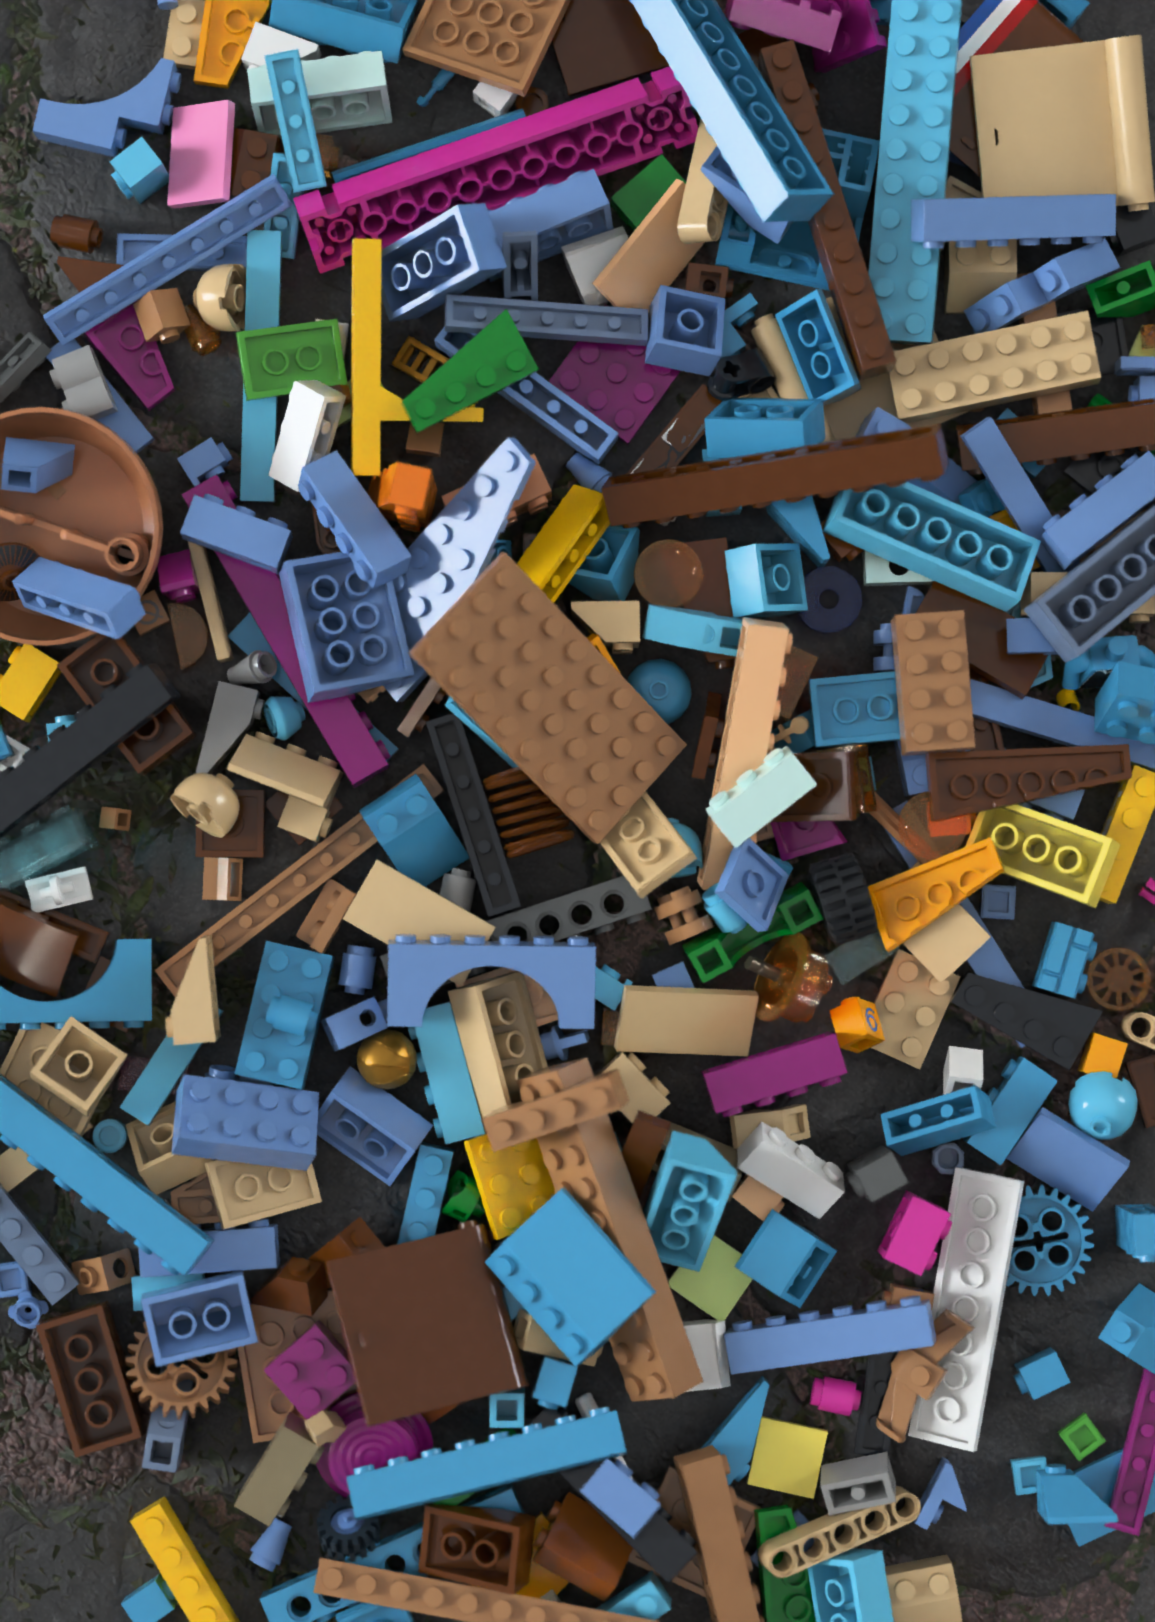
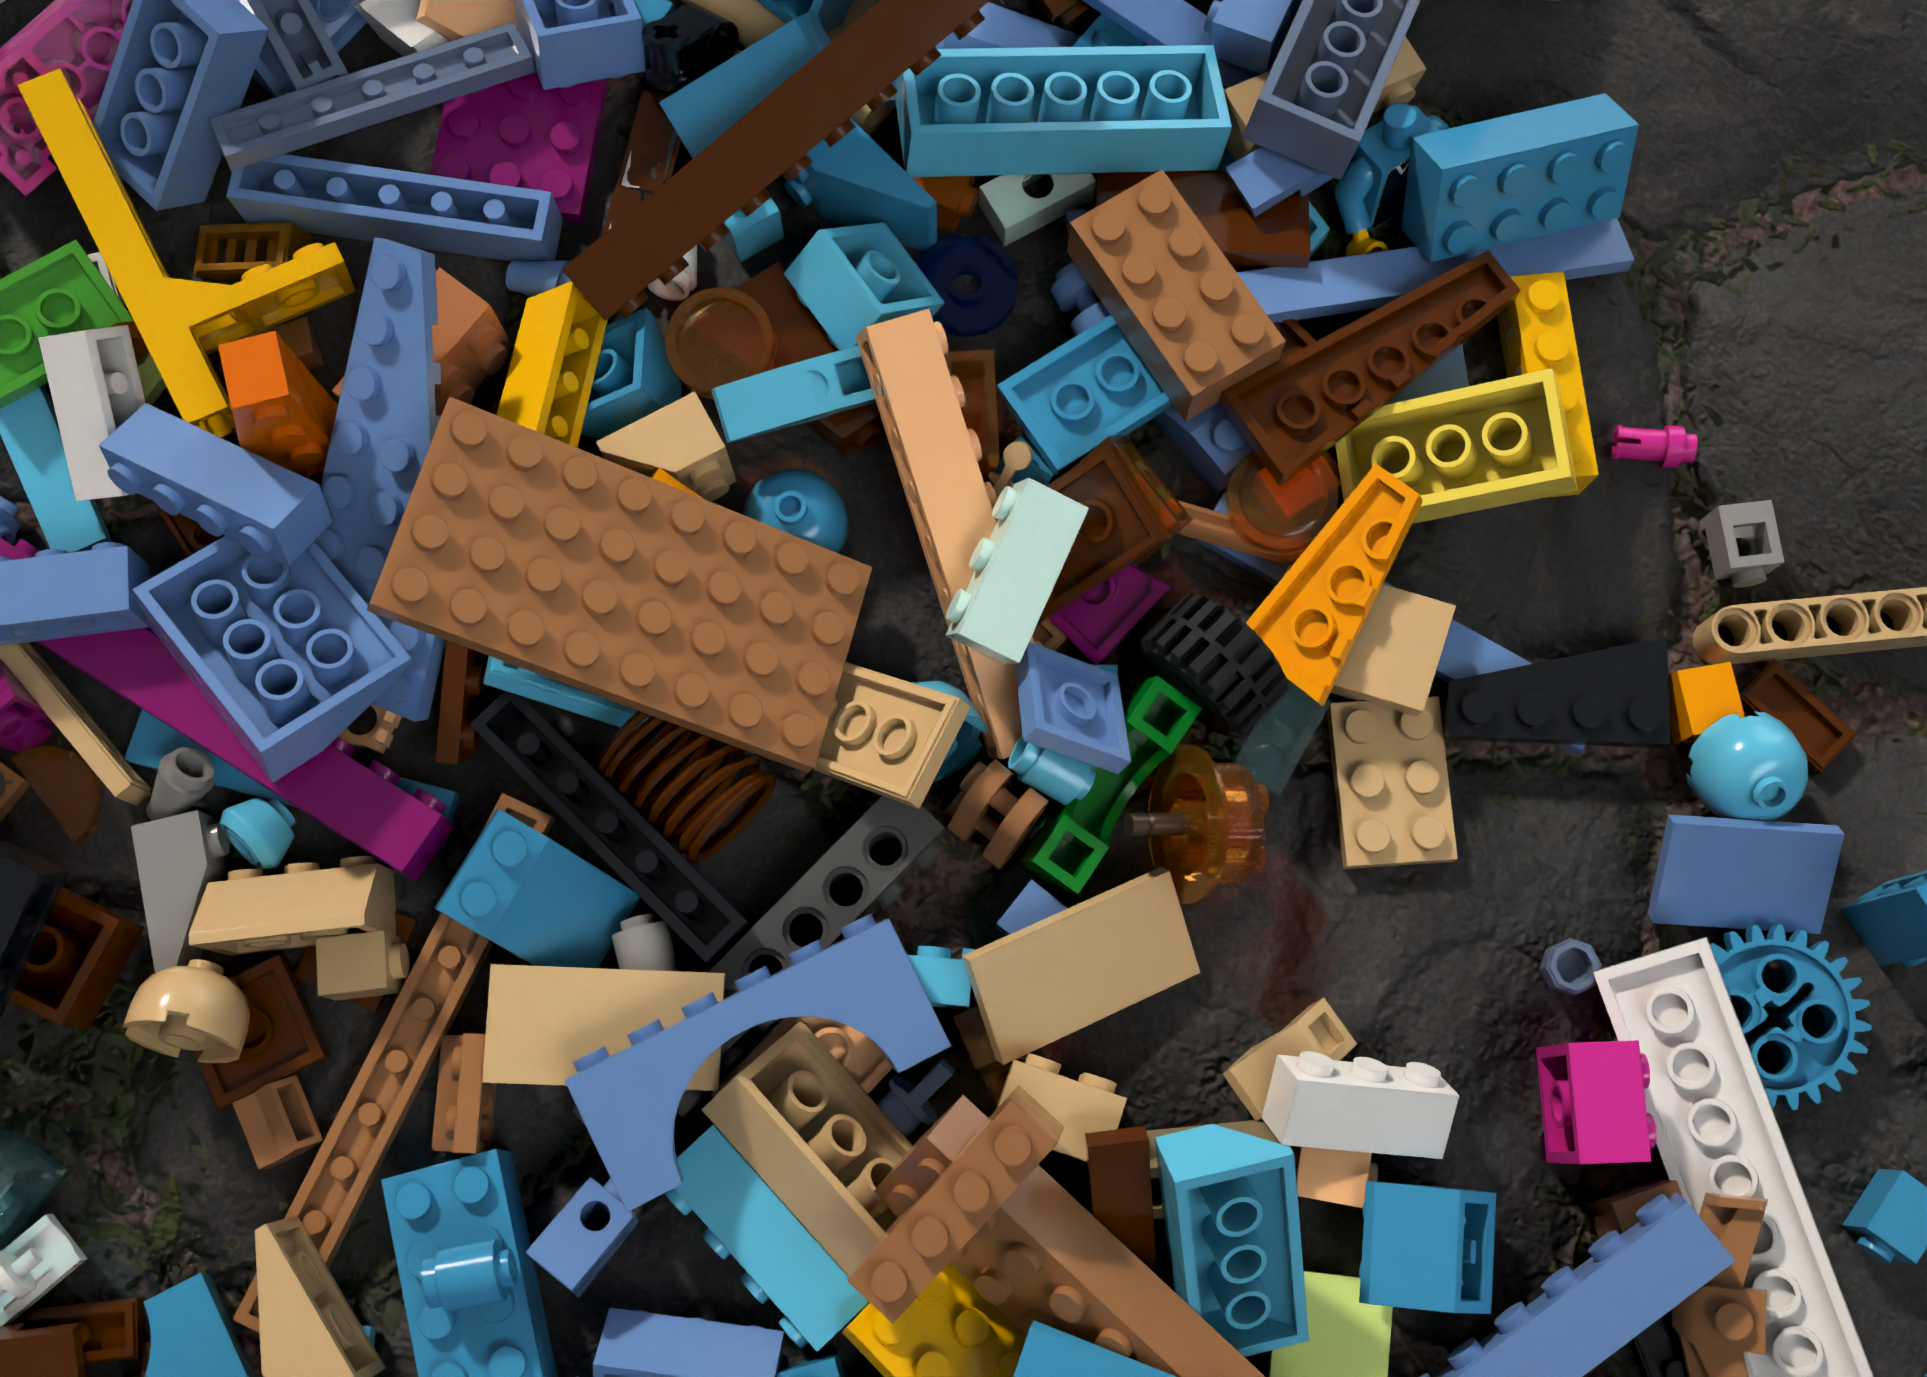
camera: 25 degrees left, 10 degrees down
(110, 820) = (56, 1121): medium nougat piece -> none
(357, 969) = (550, 1150): medium blue brick -> none
(387, 1059) = (660, 1266): pearl gold piece -> none
(478, 370) = (293, 202): green wing -> none
(710, 728) = (894, 526): reddish brown wing -> none
(774, 1072) = (1254, 971): magenta brick -> none
(857, 1024) = (1333, 839): light orange brick -> none
(875, 1174) = (1491, 1041): dark grey brick -> none
(938, 1120) = (1532, 914): dark azure brick -> none
(964, 1067) = (1525, 830): white brick -> none
(997, 902) = (1428, 567): medium blue tile -> none
(1013, 1107) = (1618, 848): dark azure brick -> none
(1064, 960) = (1569, 596): dark azure brick -> none
(1118, 979) = (1655, 587): clear orange wheel -> none

